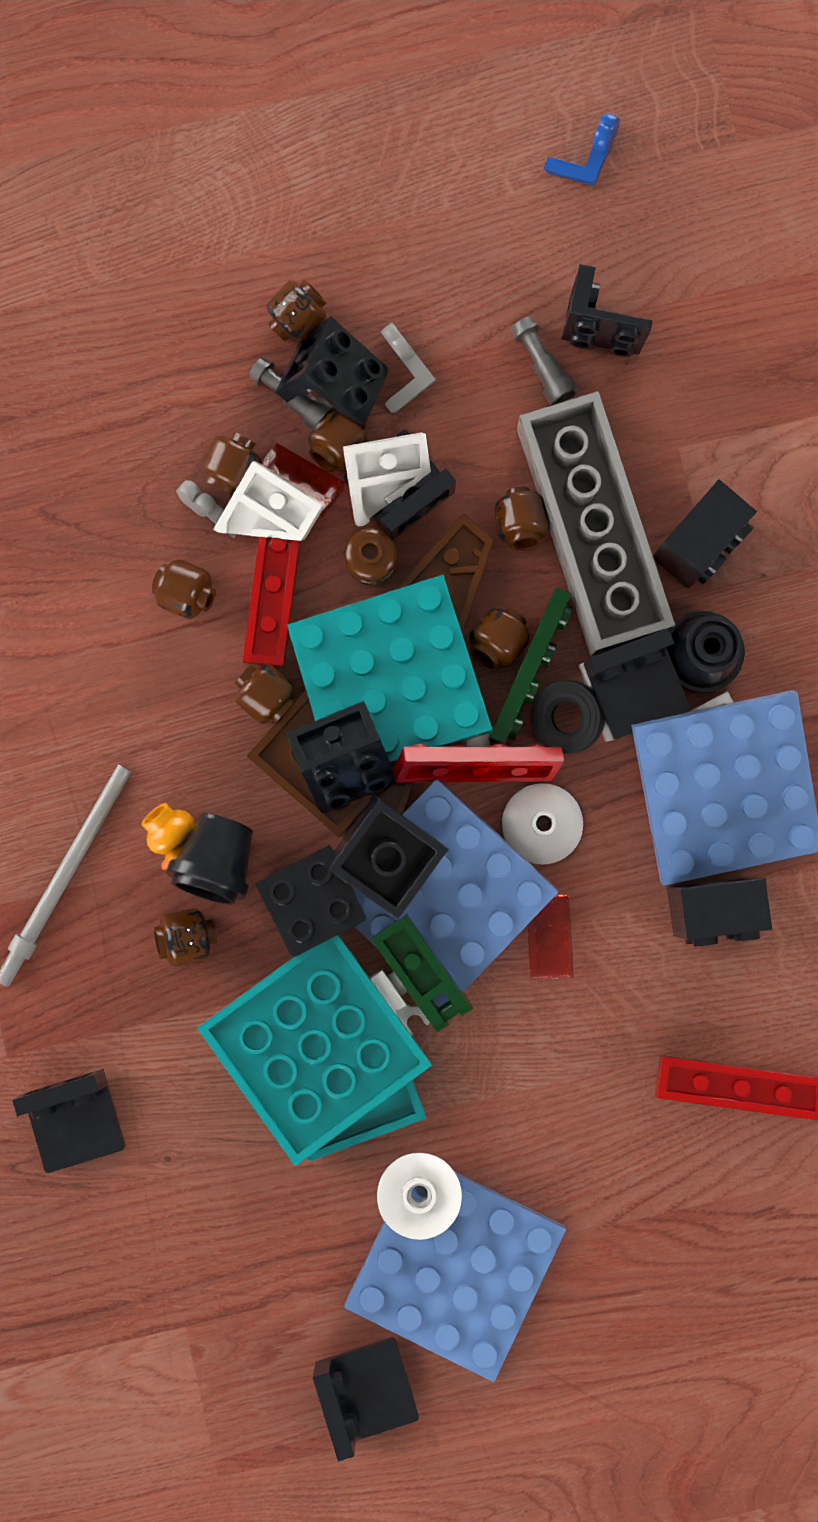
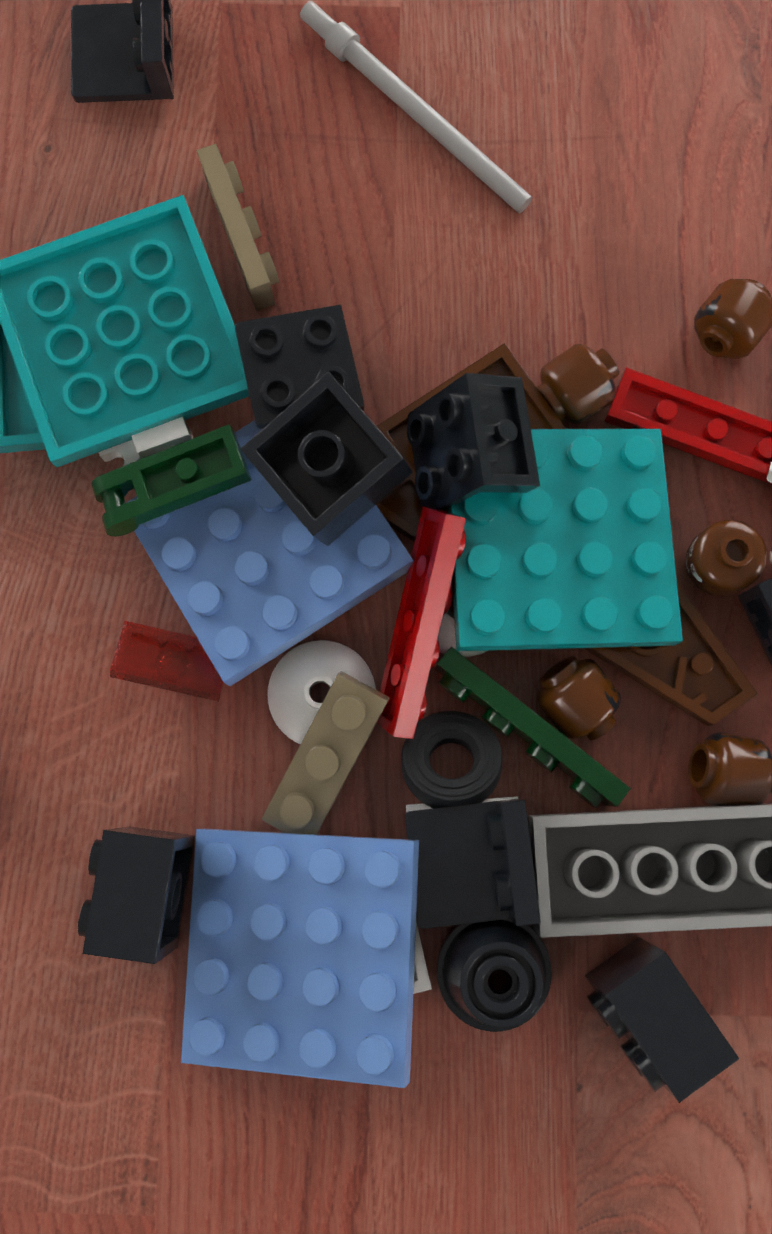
camera: 105 degrees right, 5 degrees down
(167, 830) = (435, 227): light orange animal -> none
(184, 937) = (300, 218): reddish brown head -> none
(201, 983) = (239, 226): none -> dark tan plate
(214, 860) = (383, 268): black piece -> none
(588, 806) = (325, 756): none -> dark tan plate

